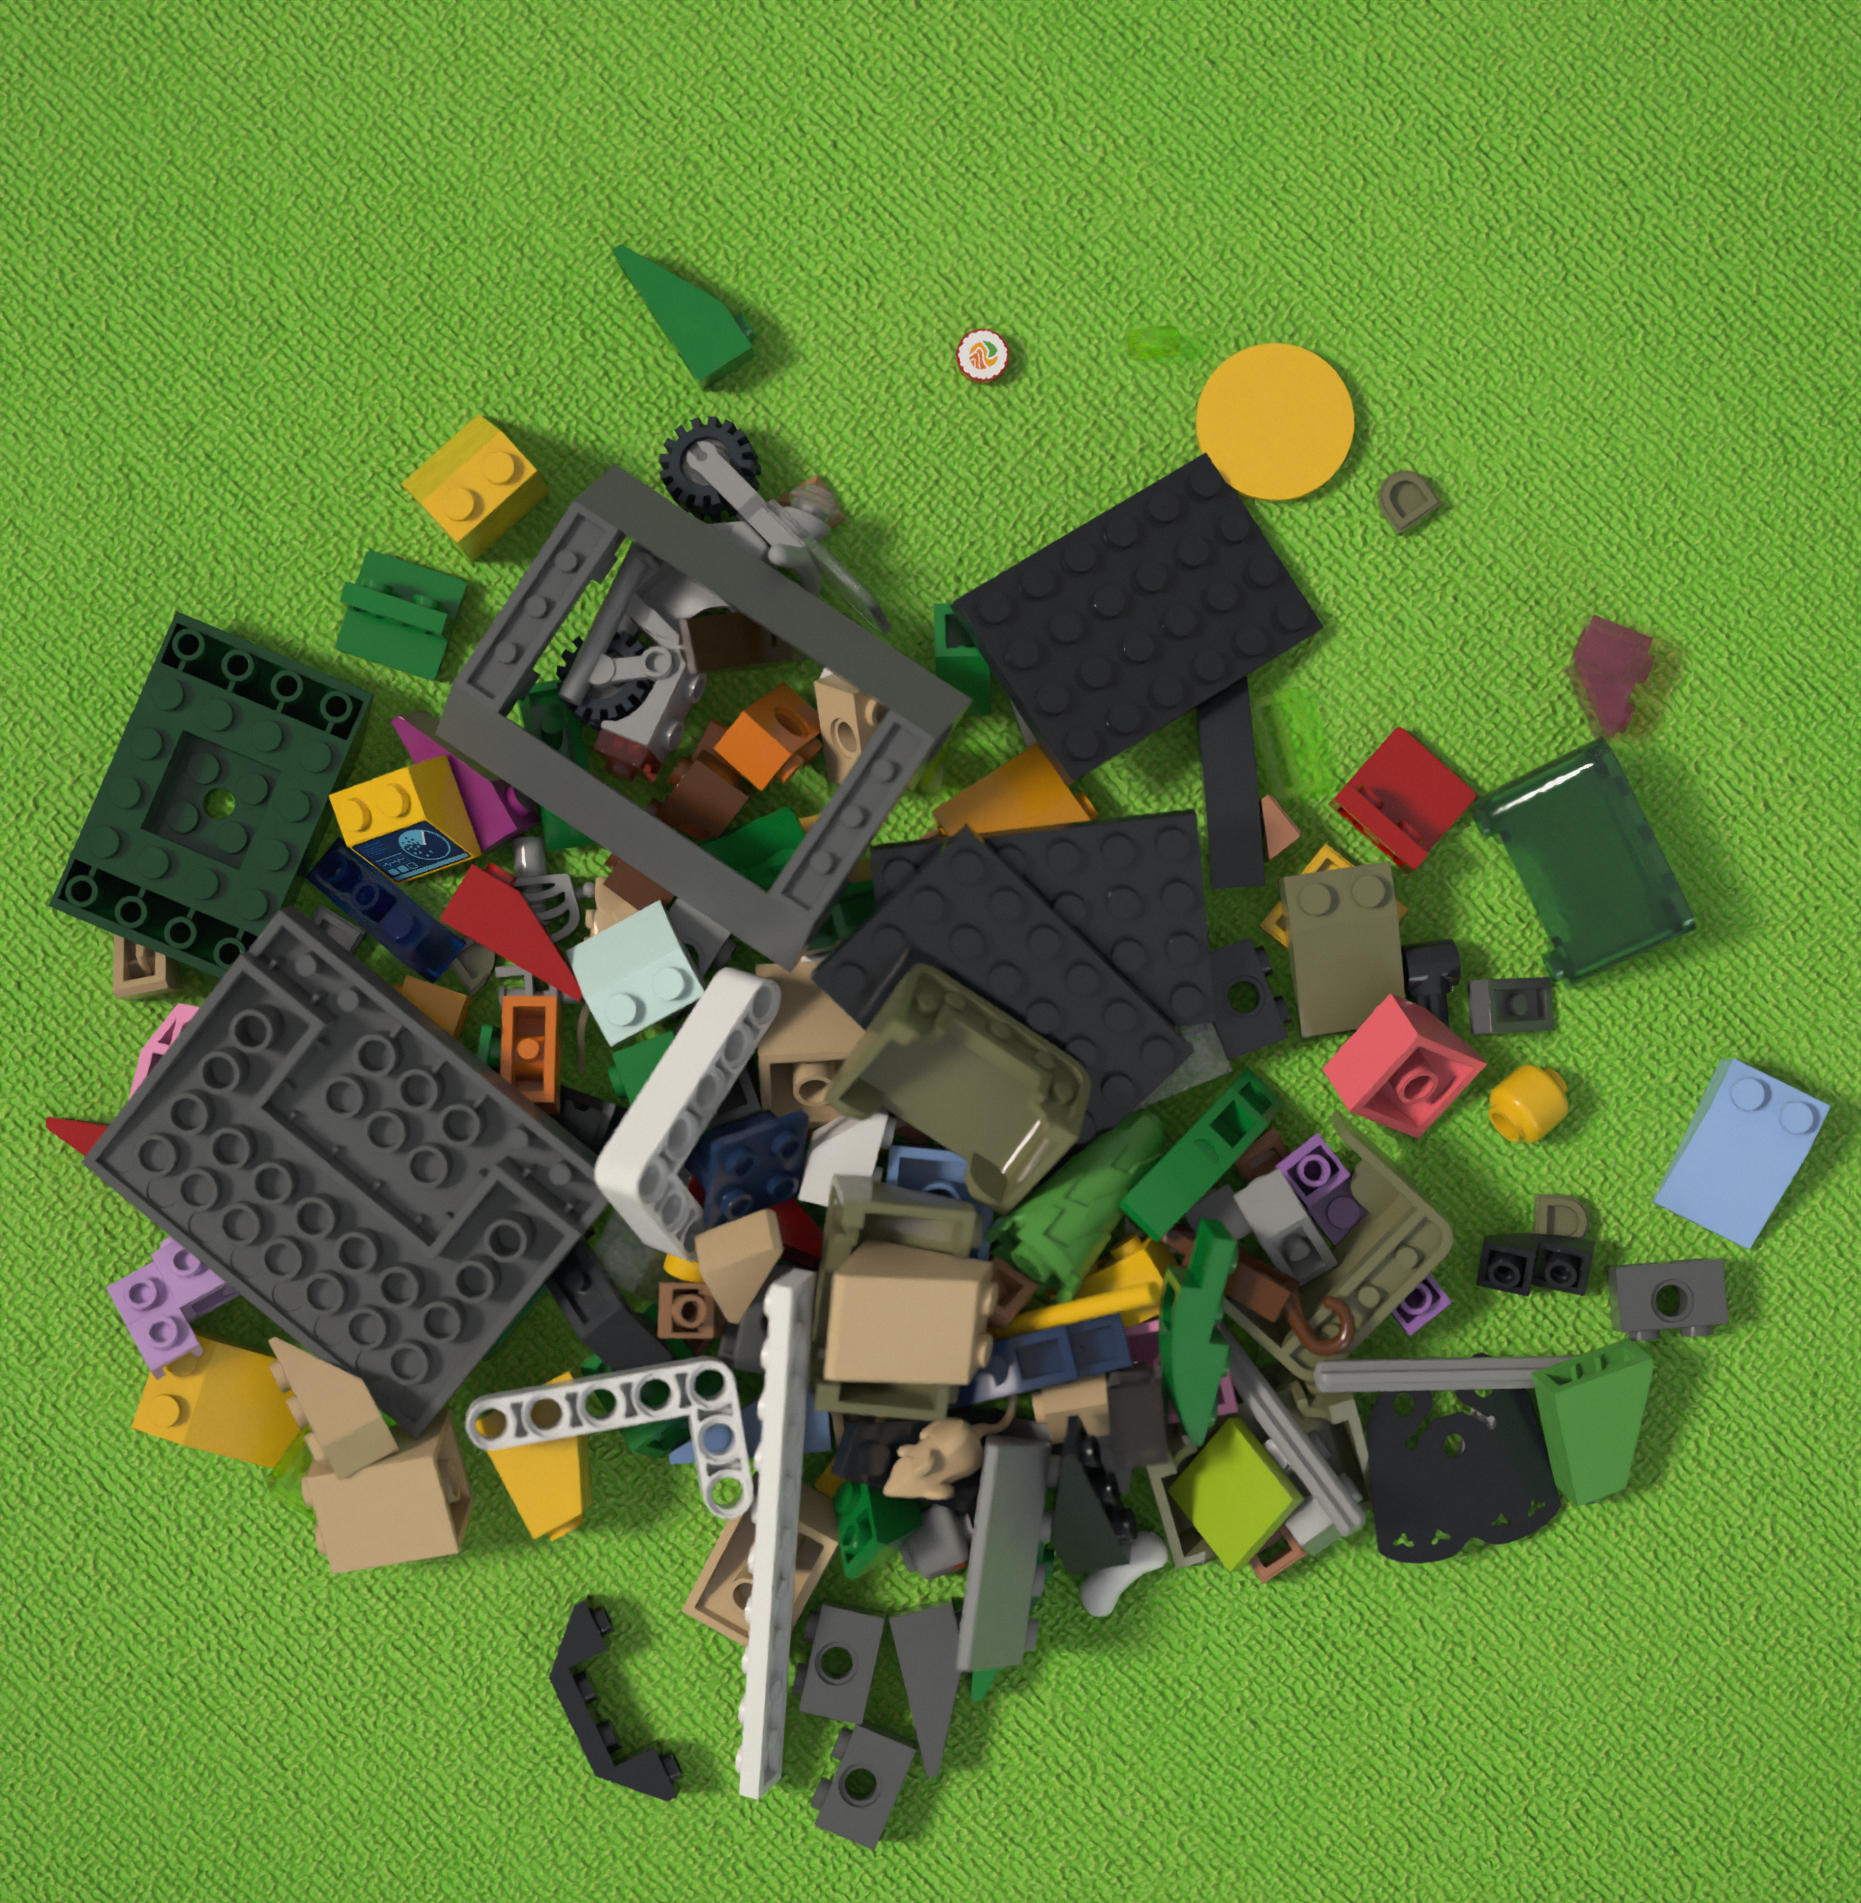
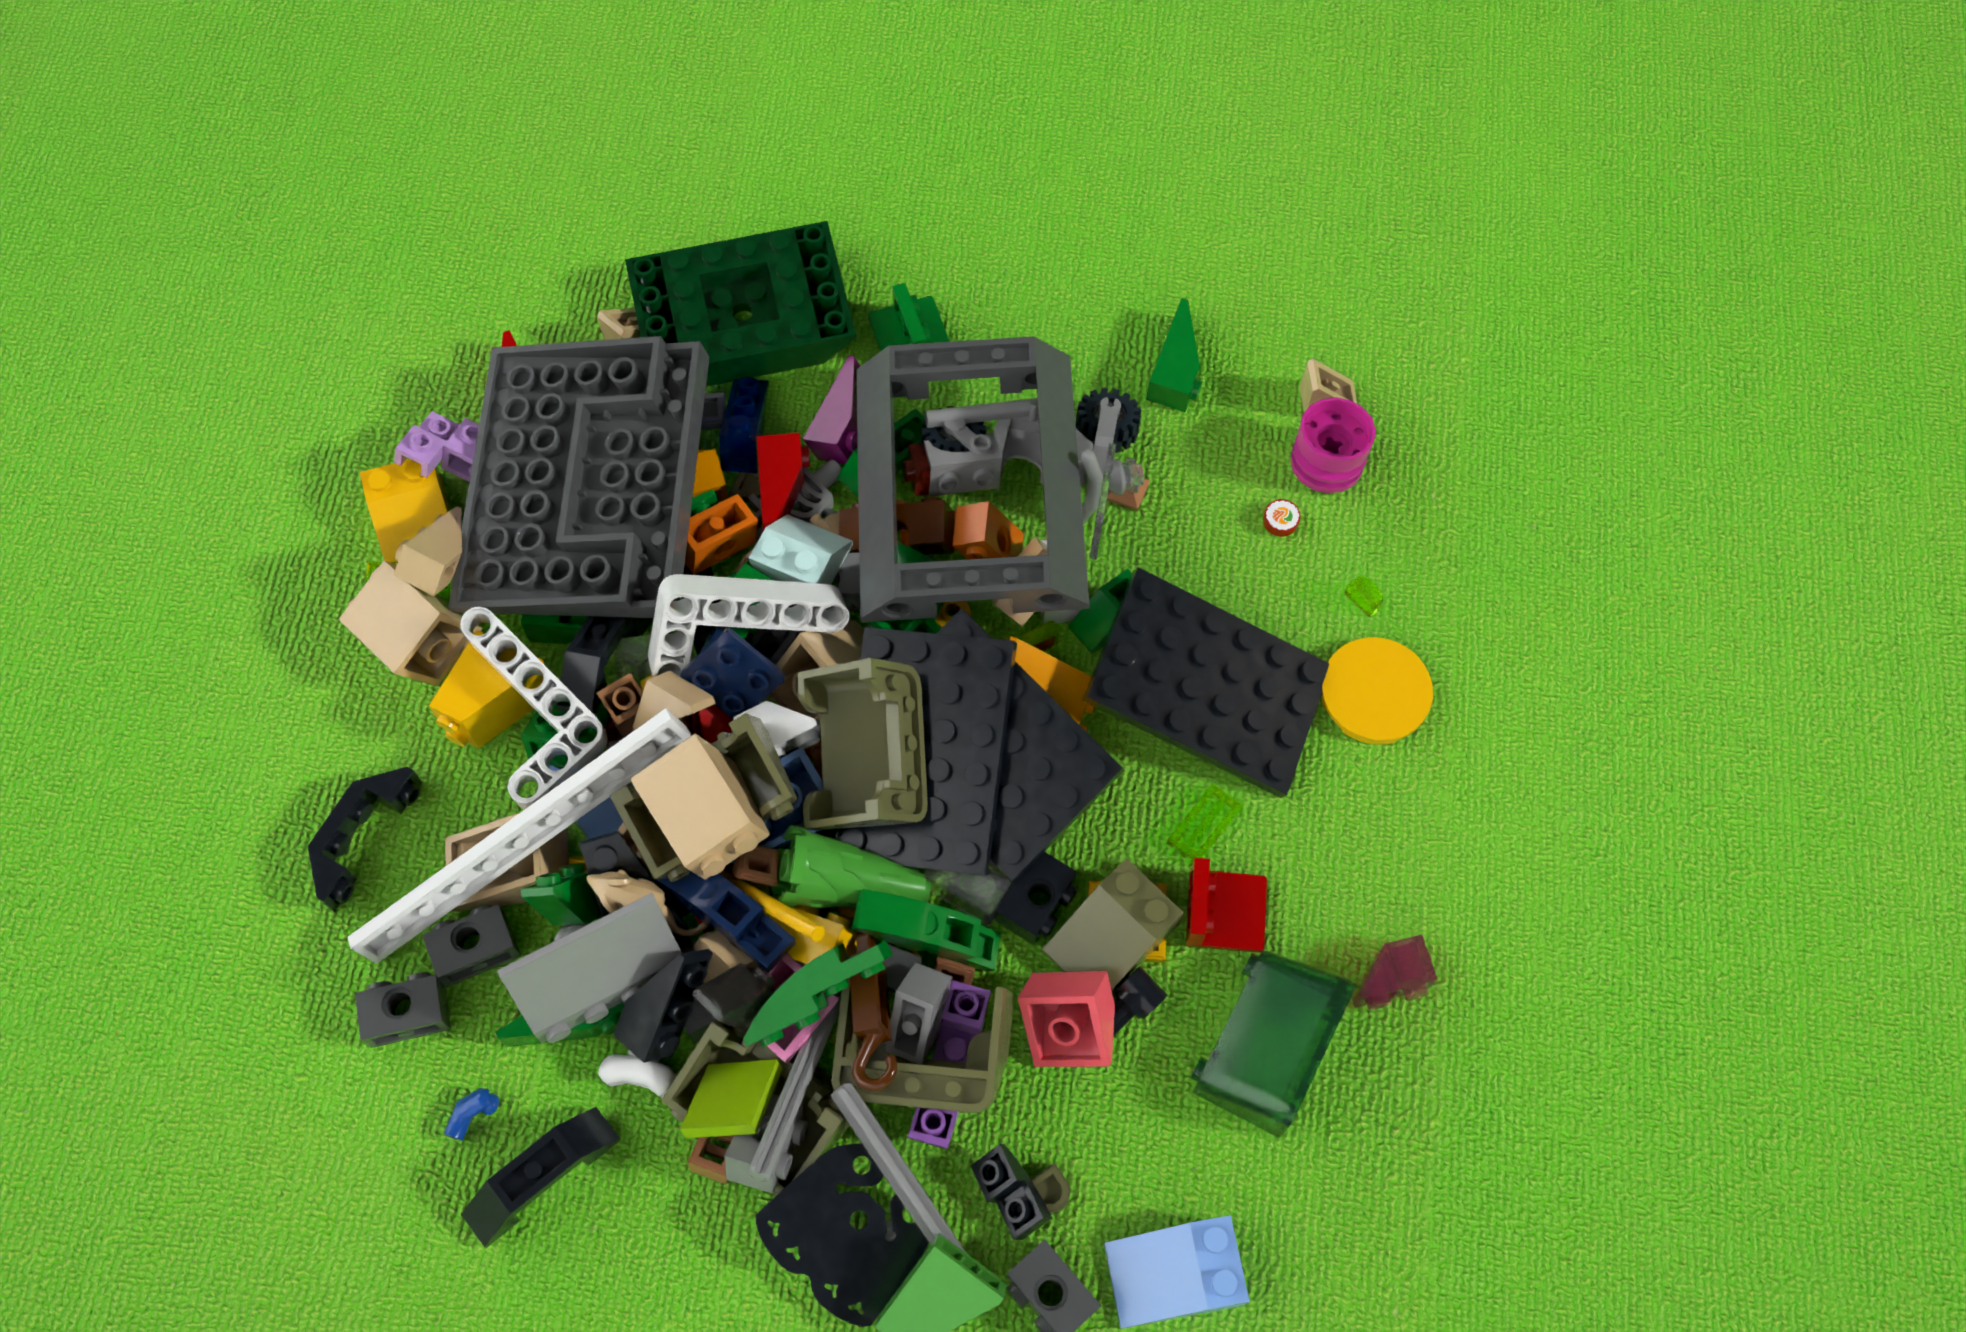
camera: 50 degrees right, 20 degrees down
(407, 821) = (800, 392): yellow slope -> none
(477, 486) = (1003, 310): yellow slope -> none
(731, 644) = (1021, 480): dark brown slope -> none
(862, 167) = (1323, 383): none -> tan slope
(927, 1655) = (481, 1013): dark grey slope -> none
(940, 199) = (1332, 445): none -> dark pink wheel
(1026, 1775) = (468, 1107): none -> blue arm
(1160, 1746) = (535, 1170): none -> black slope
(1230, 789) = (1154, 805): black slope -> none
(1276, 828) = (1149, 850): nougat slope -> none
(1406, 500) = (1395, 792): olive tile -> none
(1510, 1005) = (1155, 1058): dark grey slope -> none
(1528, 1103) = (1105, 1114): yellow head -> none

